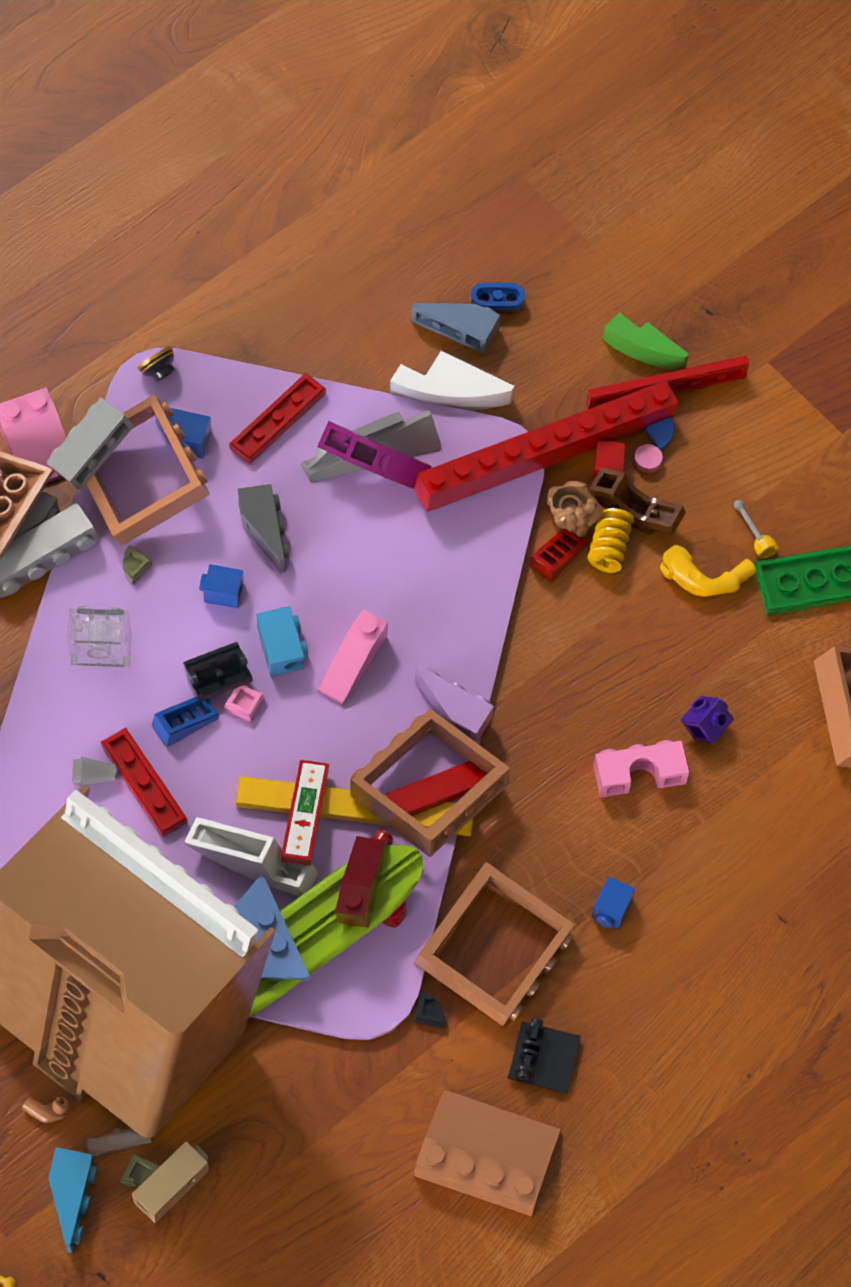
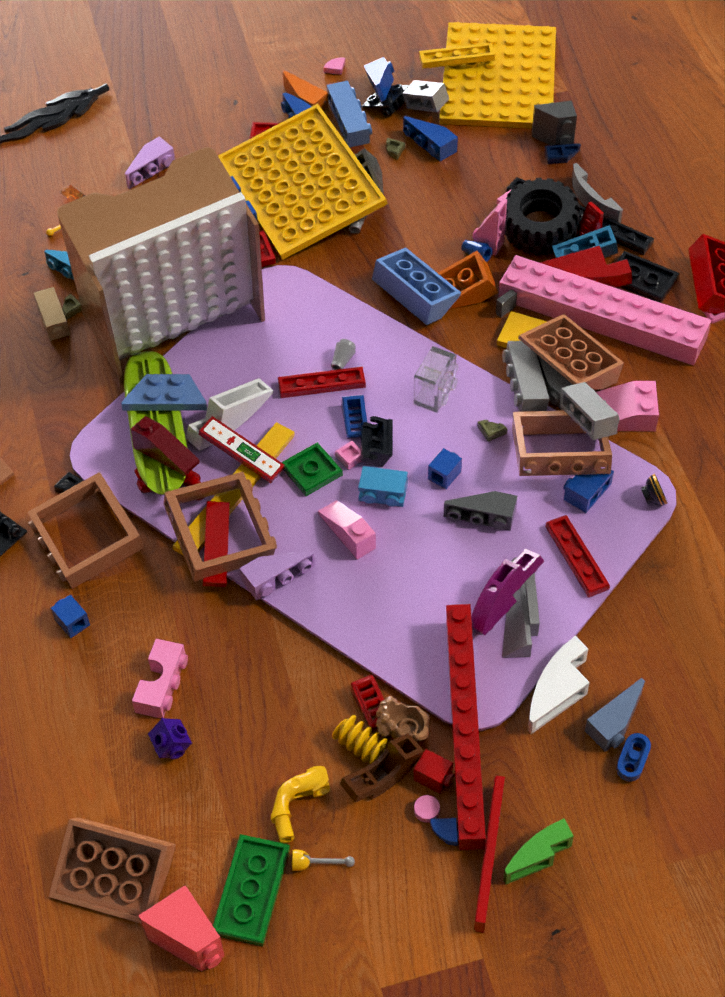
camera: 120 degrees right, 10 degrees down
(284, 735) = (312, 469): none -> green tile

